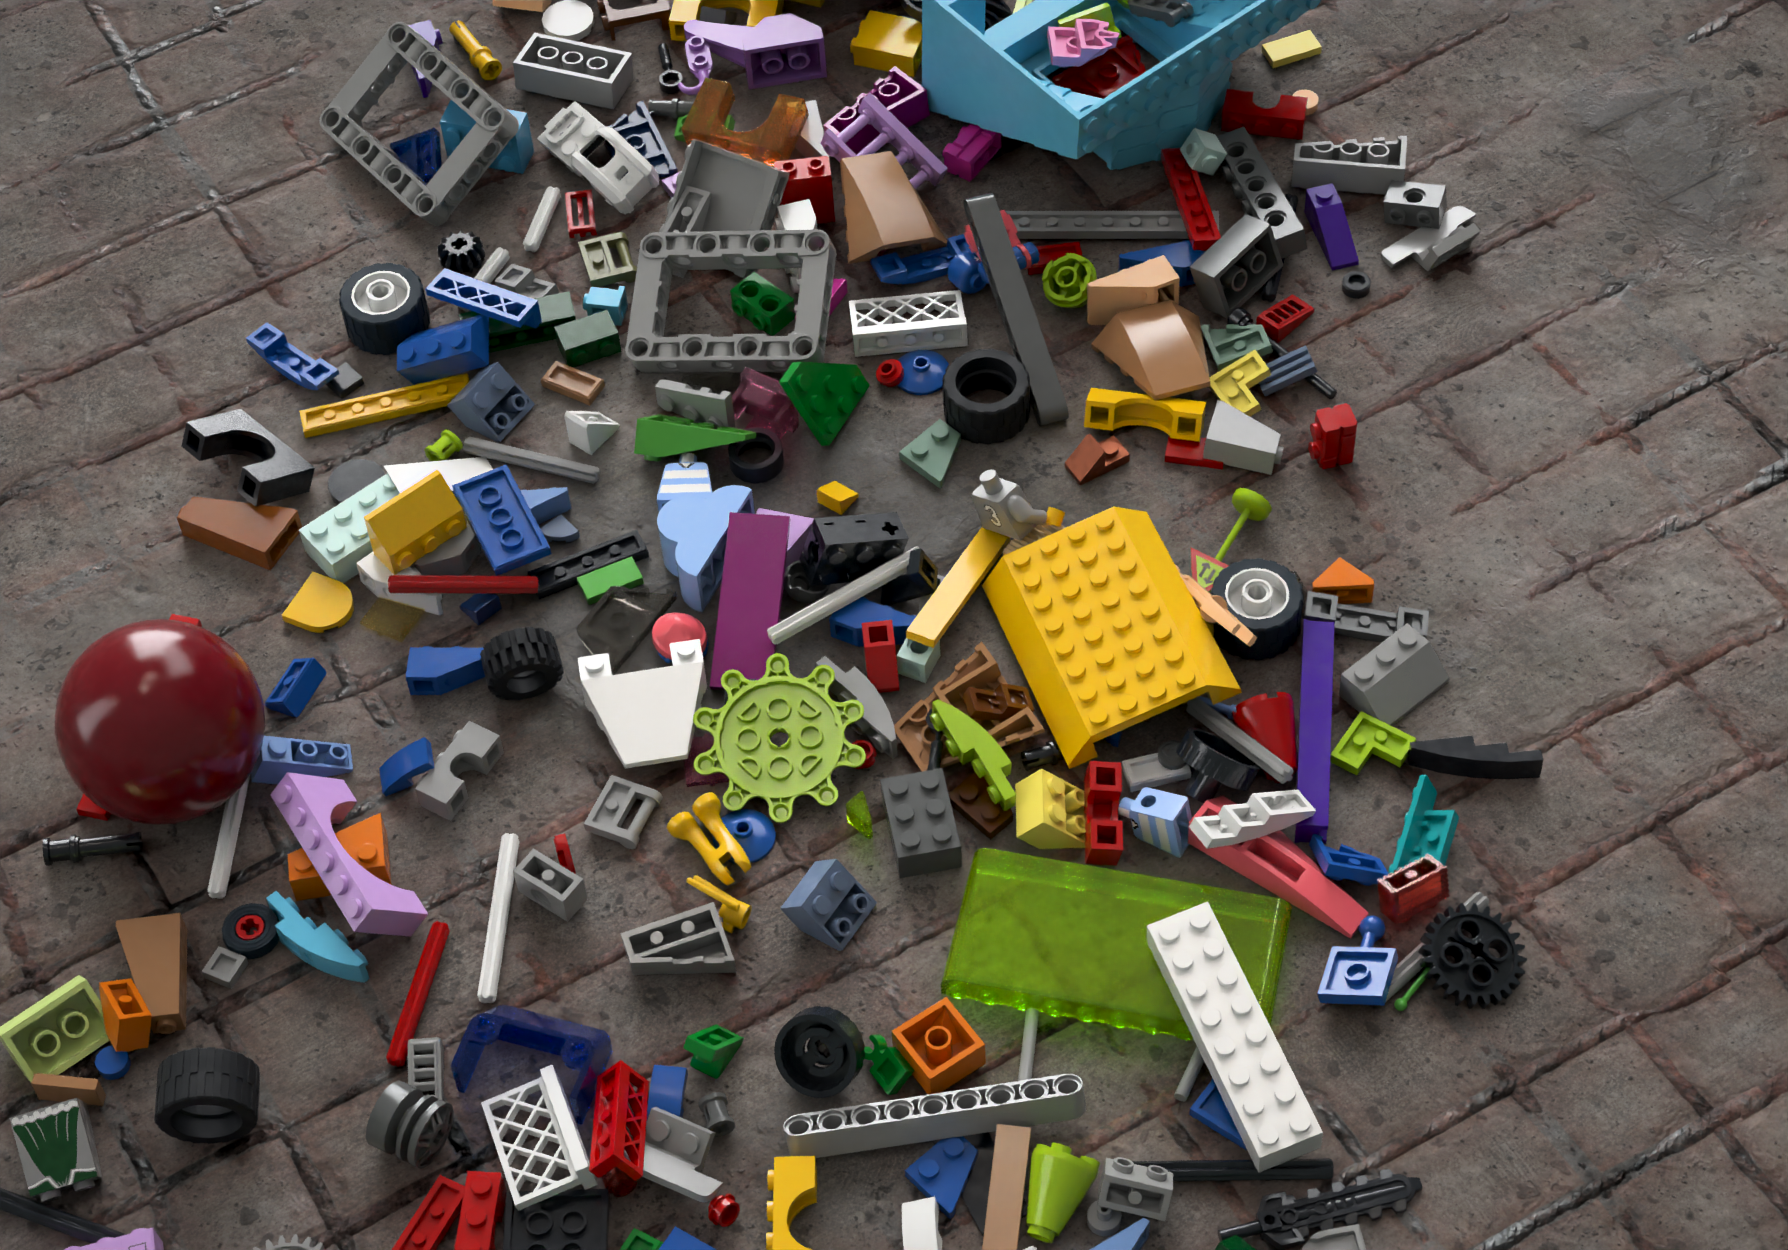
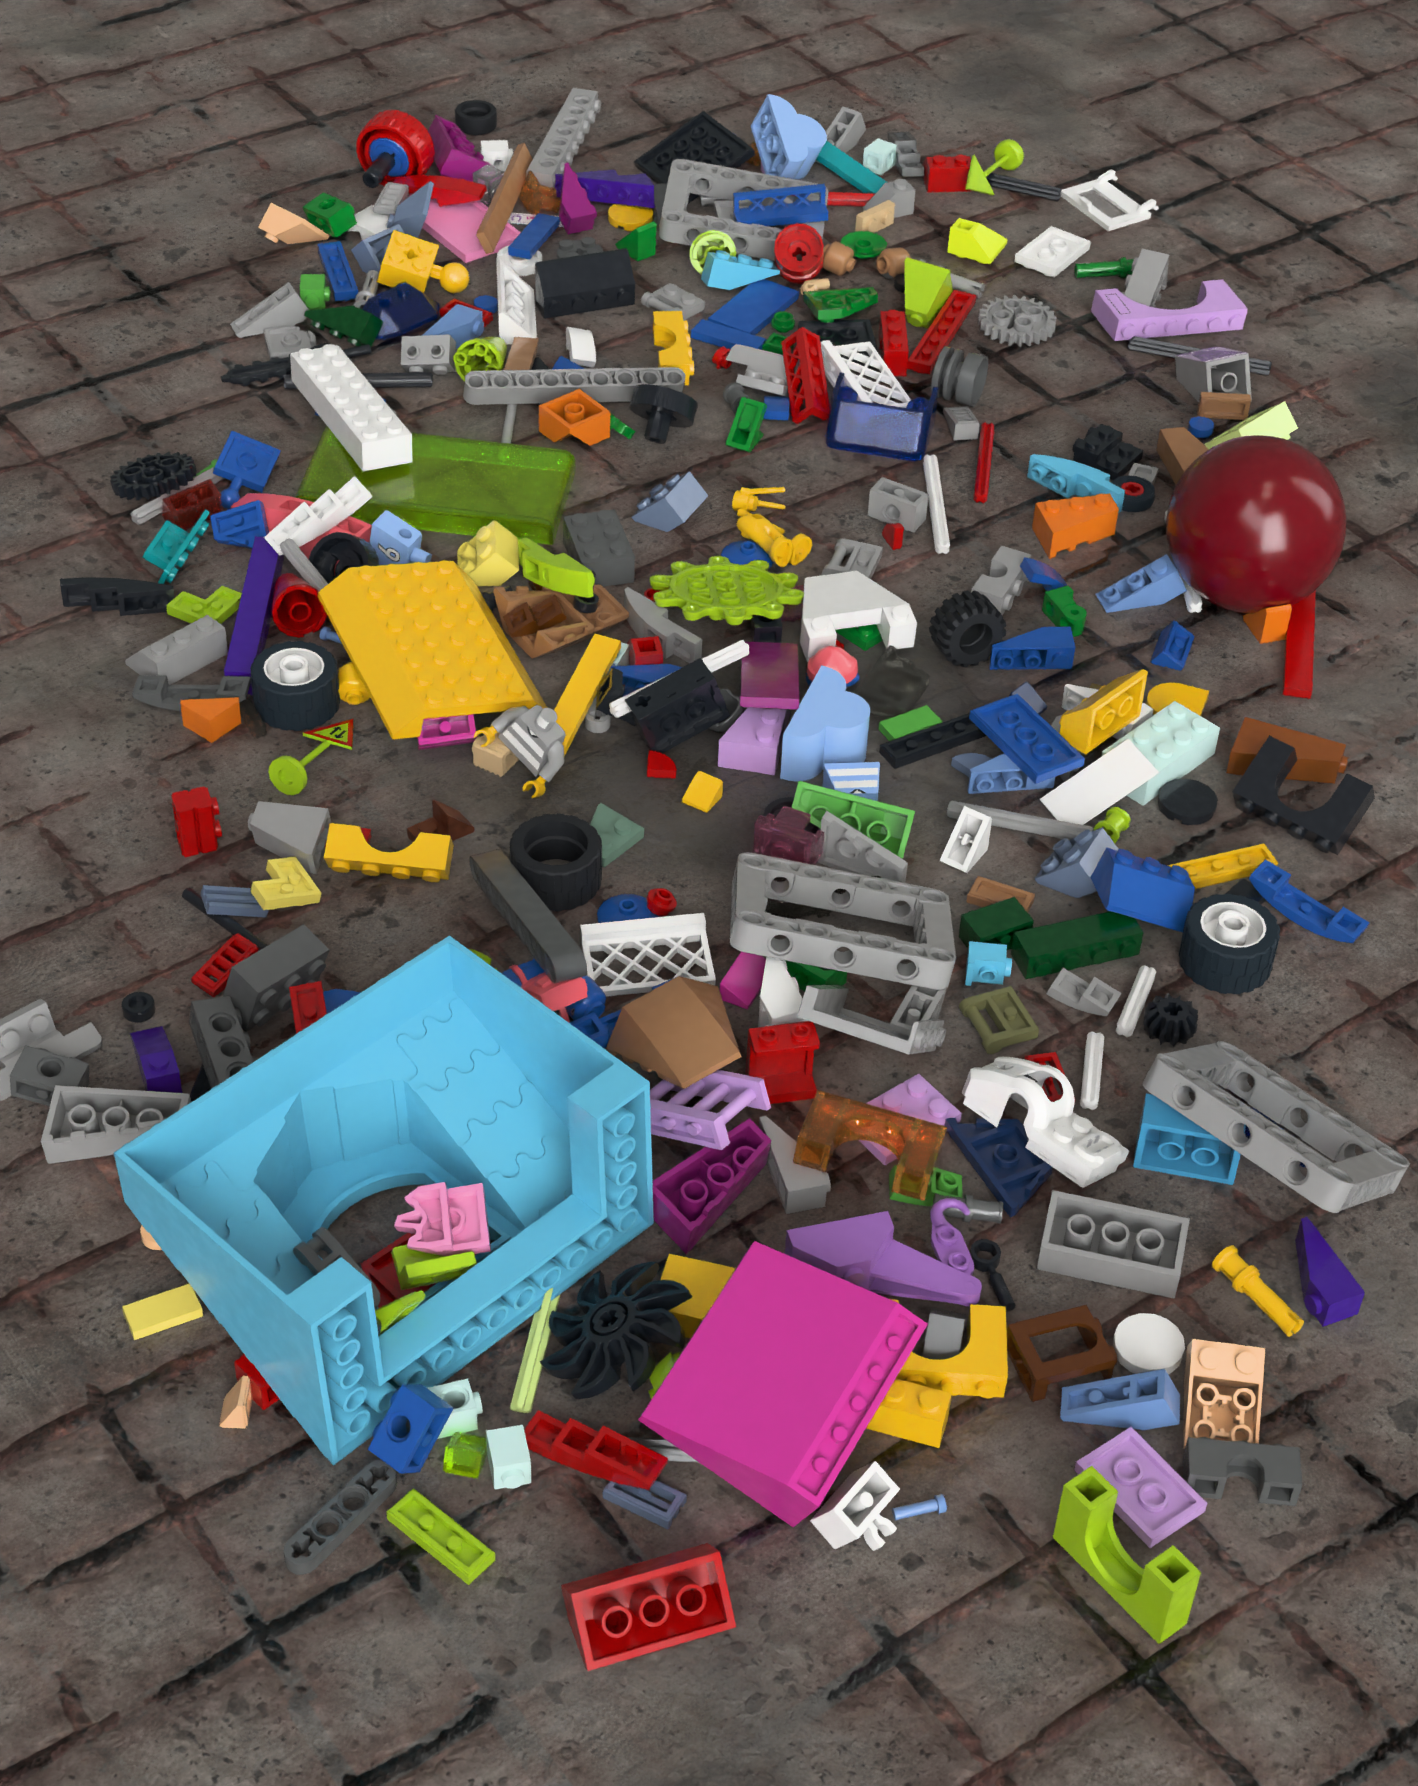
camera: 170 degrees right, 10 degrees down
(125, 1015) = (1201, 425): orange slope -> none
(207, 1095) = (1126, 394): black tyre -> none
(256, 1005) = (1106, 451): none -> black plate
(366, 901) = (1112, 526): lavender arch -> none
(398, 723) = (1064, 610): none -> green leg
(463, 584) = (1055, 686): red axle -> none
(485, 299) = (1112, 923): fence -> none
(680, 944) = (795, 472): light grey wedge -> none
(824, 395) = (724, 847): green plate -> none
(859, 815) = (650, 556): clear neon green slope -> none
(1101, 806) = (444, 537): red arch -> none
(1131, 288) = (383, 948): light nougat slope -> none
(1158, 348) = (367, 908): medium nougat wedge -> none
(1215, 609) = (340, 654): light nougat piece -> none
(1235, 342) = (273, 923): sand green wing -> none

